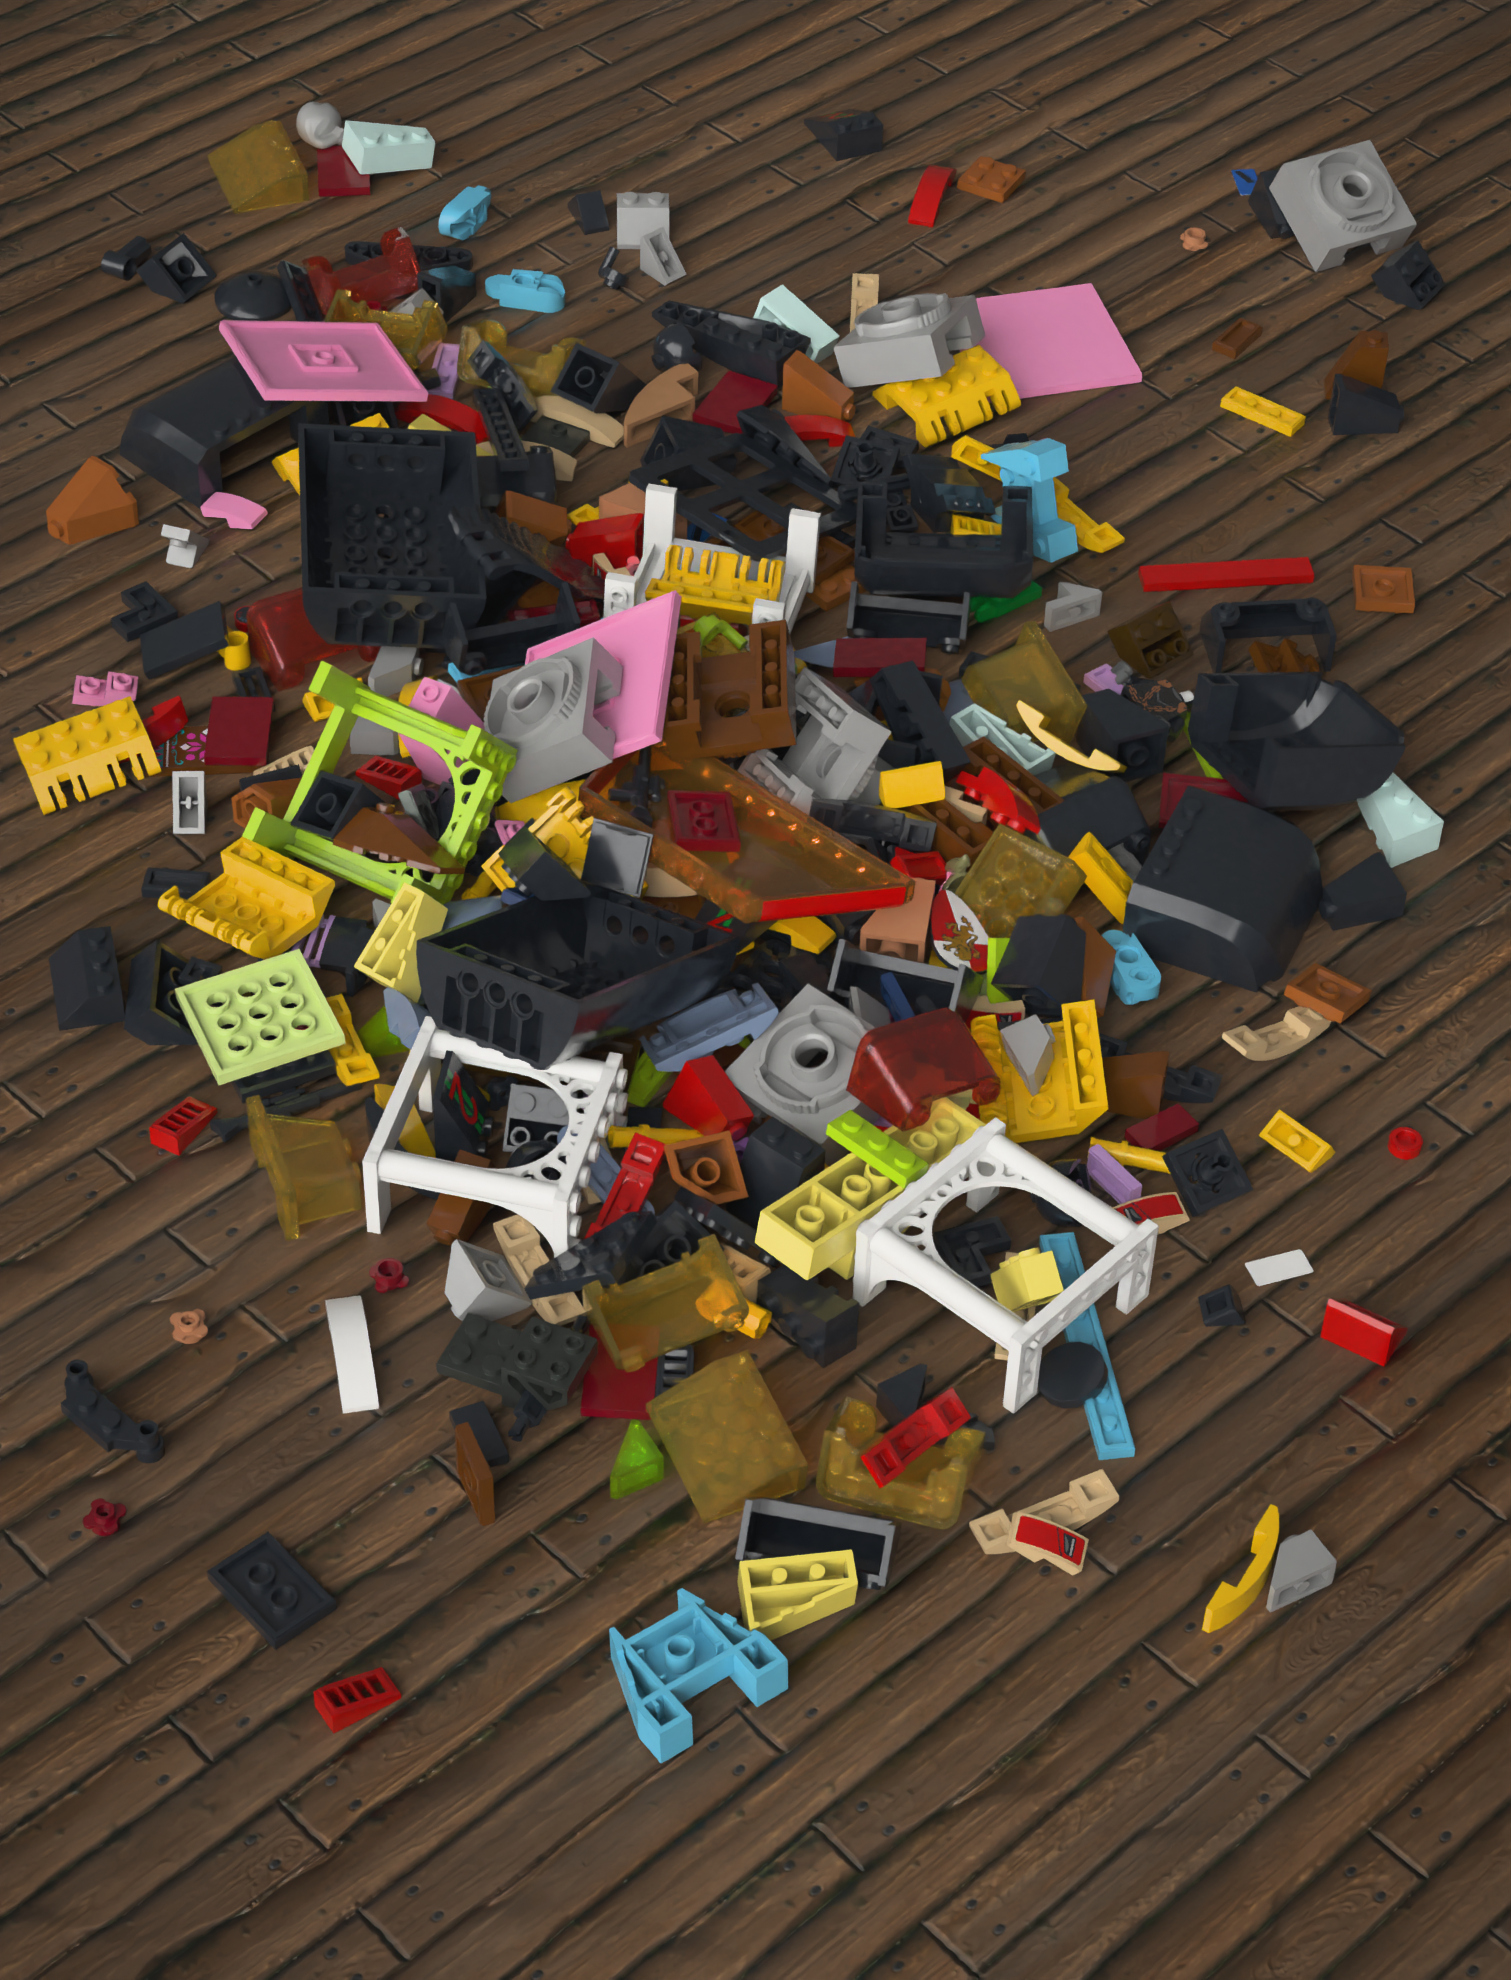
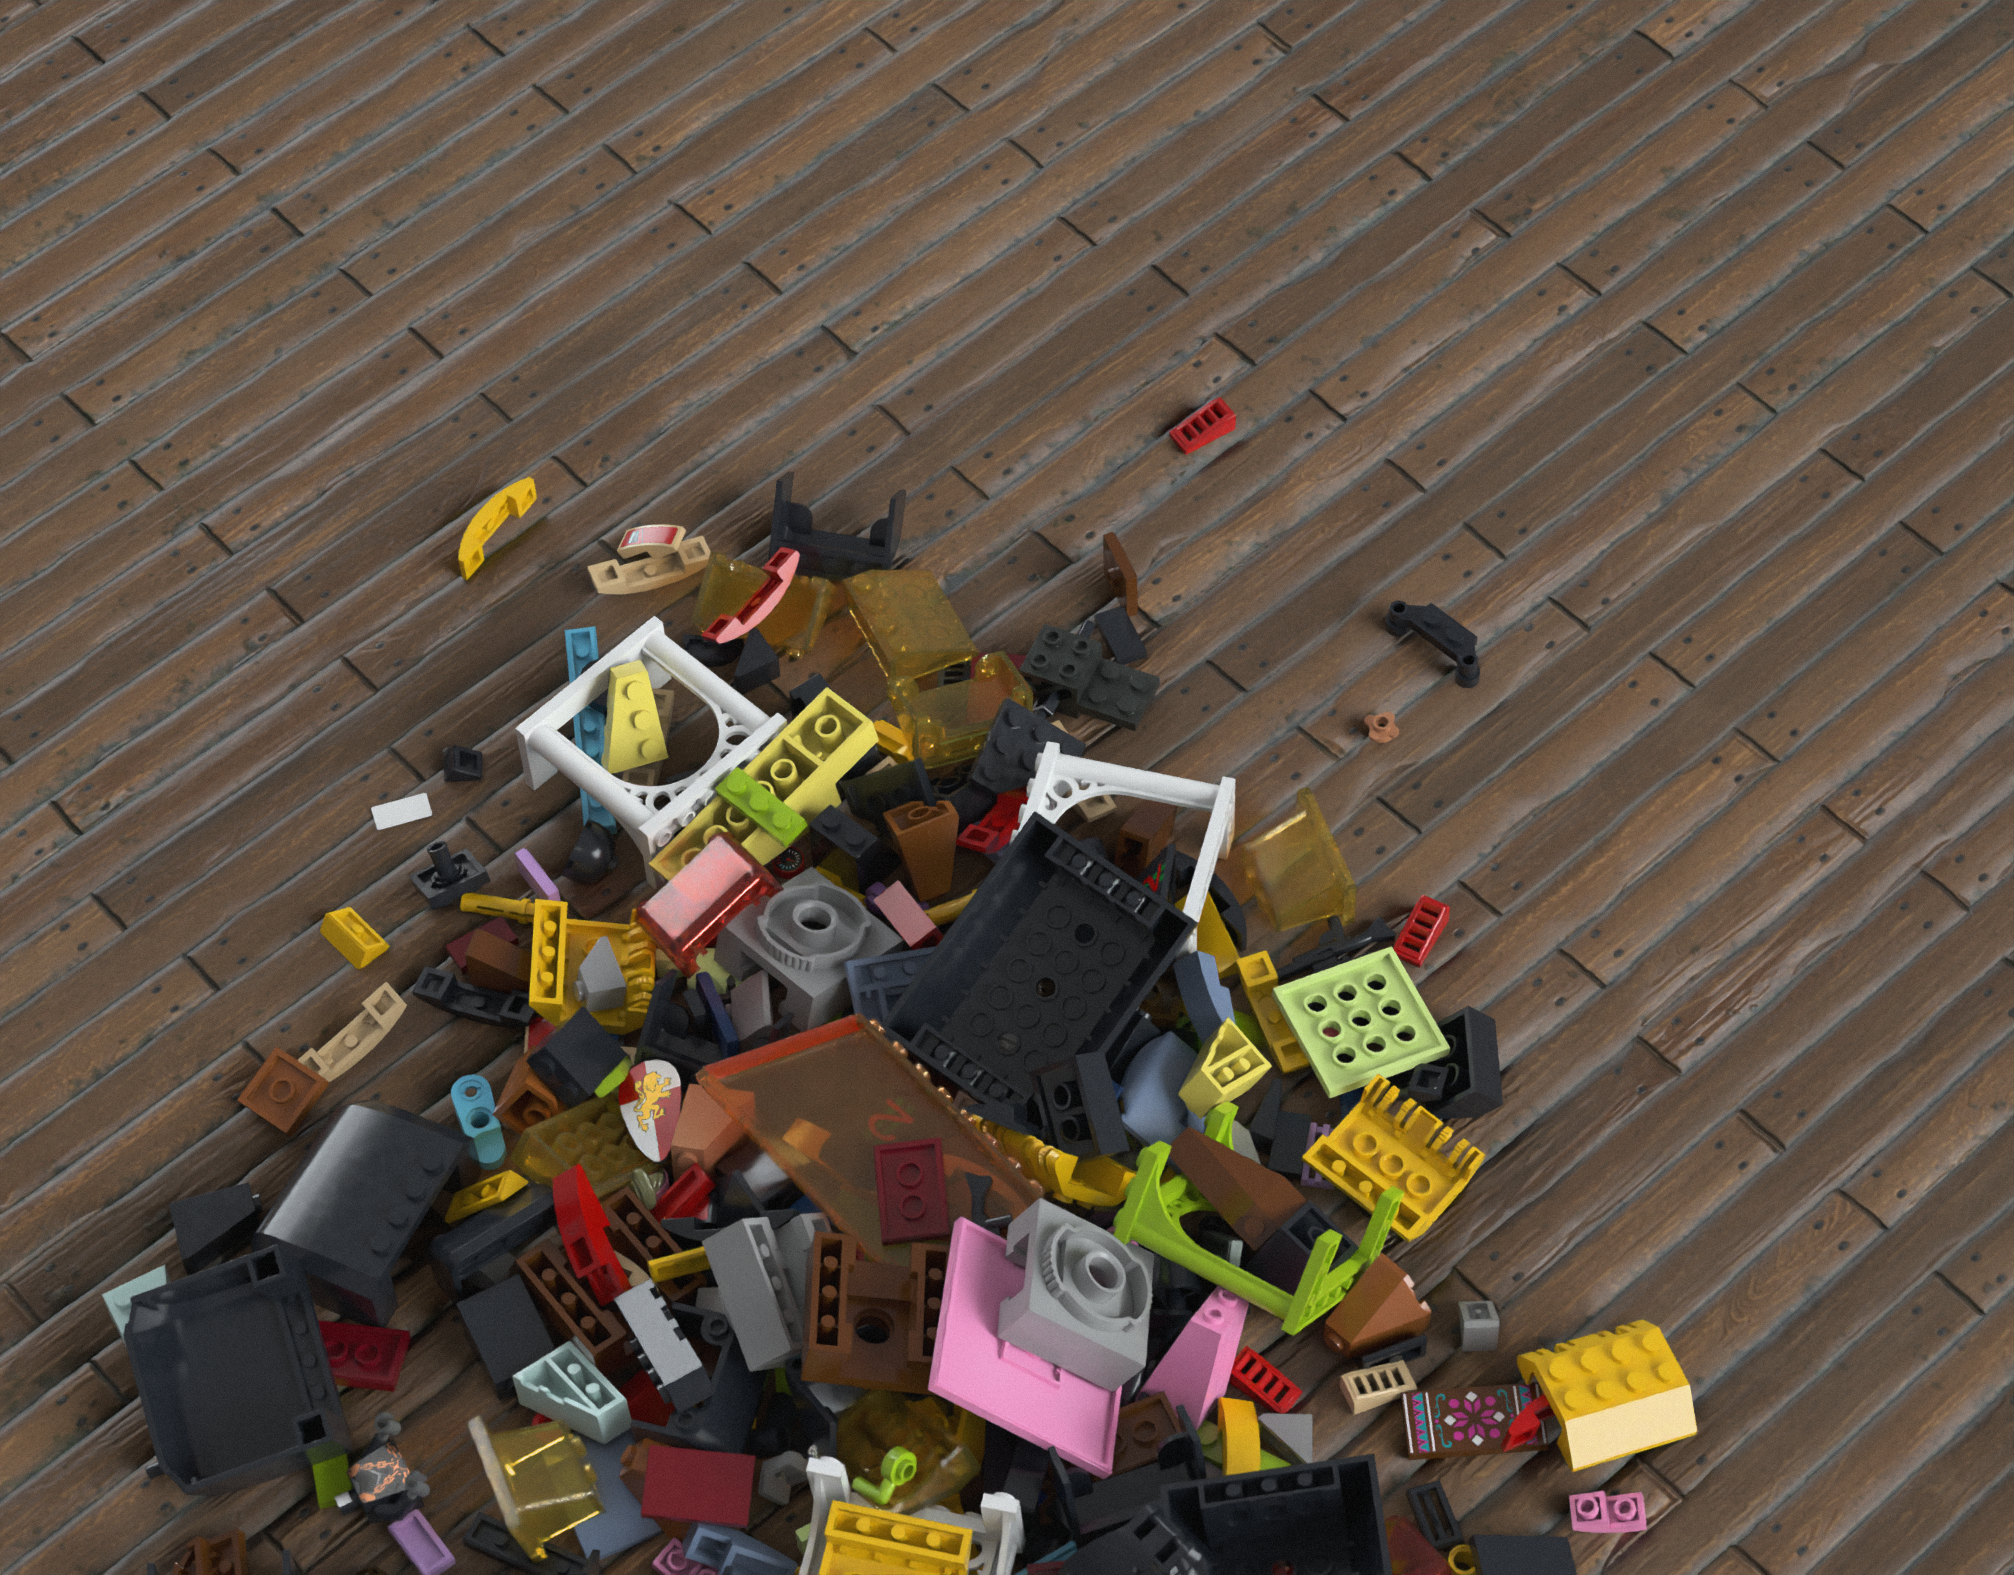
camera: 175 degrees left, 10 degrees up
(87, 980) = (1543, 1088): black slope -> none
(102, 1524) = (1420, 566): dark red plate -> none
(160, 880) = (1477, 1228): black tile -> none
(239, 731) = (1439, 1431): dark red tile -> none
(271, 1590) = (1279, 510): black tile -> none
(352, 1354) = (1238, 712): white slope -> none
(388, 1275) = (1208, 771): dark red plate -> none
(482, 1284) = (1124, 745): light grey slope -> none
(637, 1463) = (985, 605): clear neon green slope -> none
(684, 1658) = (944, 440): medium azure wedge -> none
(795, 1590) = (856, 494): light yellow wedge -> none
(1038, 722) = (495, 1376): yellow slope -> none
(1123, 733) = (433, 1421): black slope -> none
(1161, 1208) = (499, 849): slope -> none
(1300, 1570) = (447, 525): light grey slope -> none
(1361, 1330) = (341, 737): red slope -> none
(1405, 1143) = (251, 937): red tile -> none

